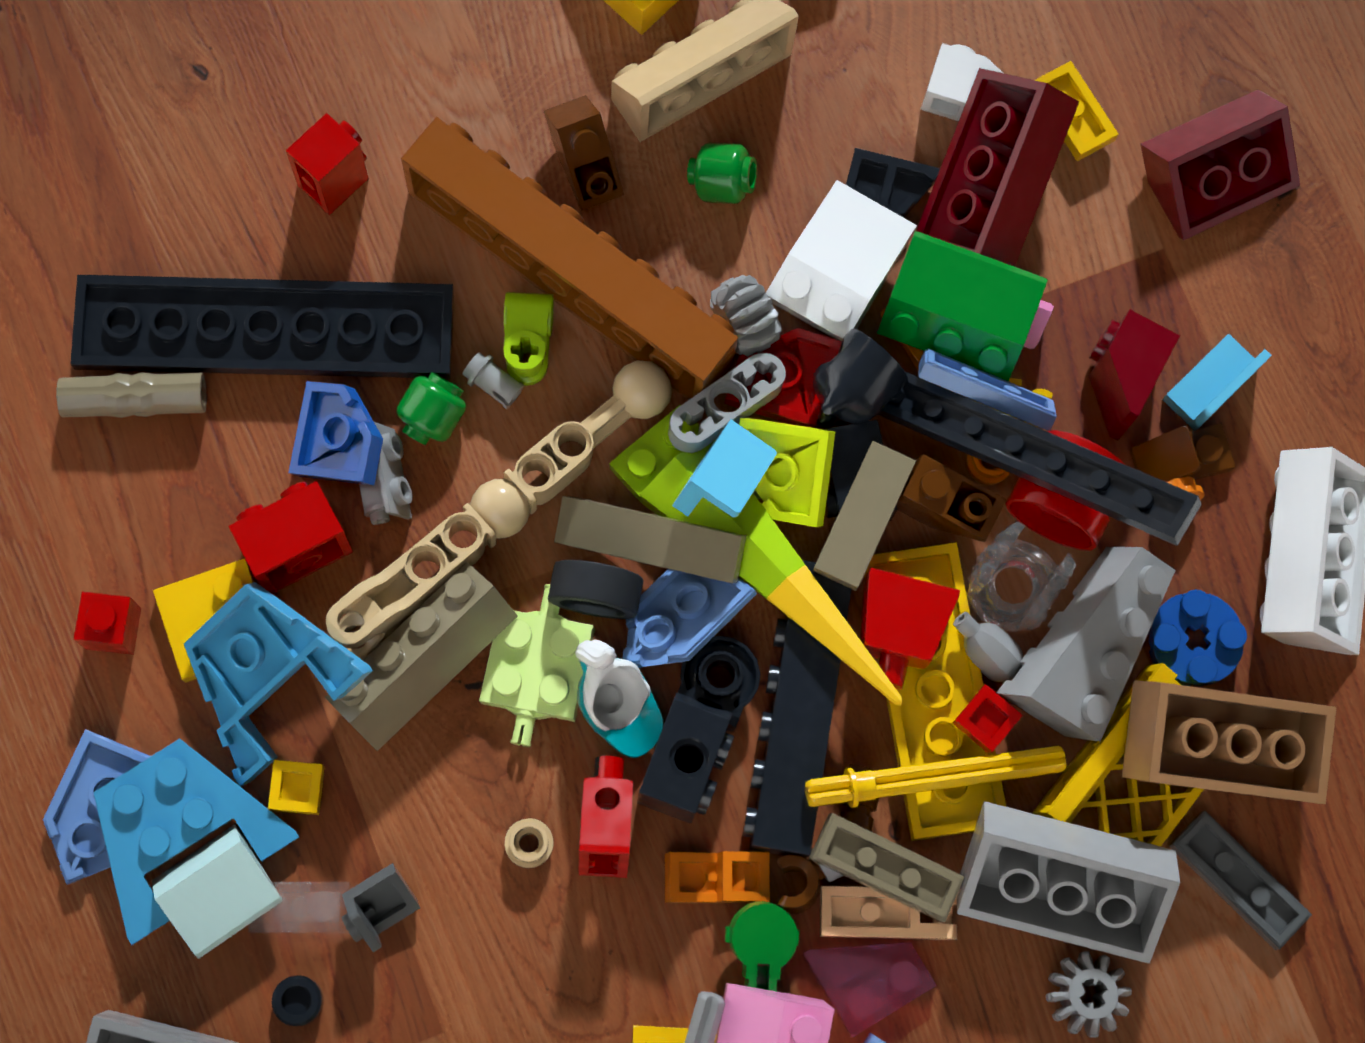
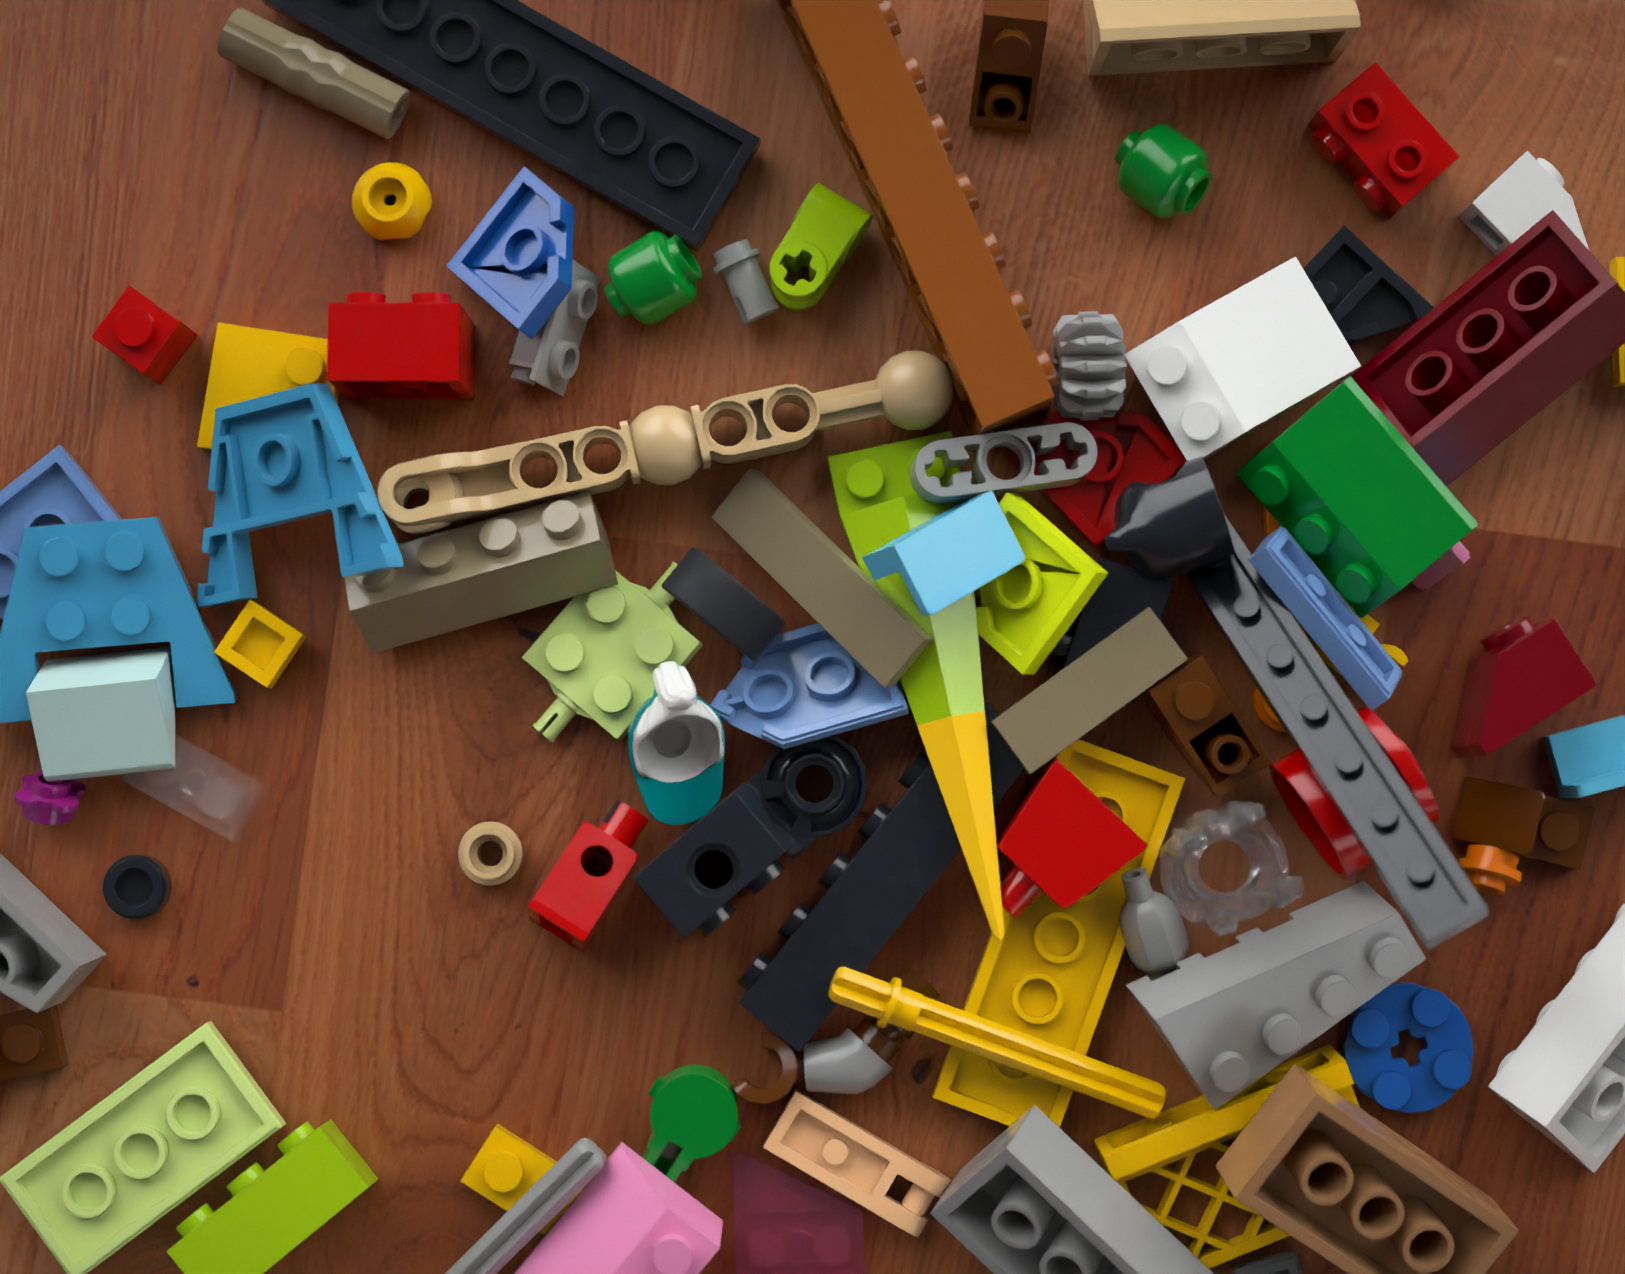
camera: 40 degrees right, 10 degrees up
(205, 972) = (49, 801): none -> magenta plate
(233, 465) = (393, 221): none -> yellow plate
(377, 905) = (278, 831): dark grey bracket -> none
(717, 877) = (683, 1012): orange slope -> none
(848, 86) = (1380, 141): none -> red brick
(886, 867) = (879, 1115): dark tan tile -> none
(987, 719) = (1096, 1010): red plate -> none

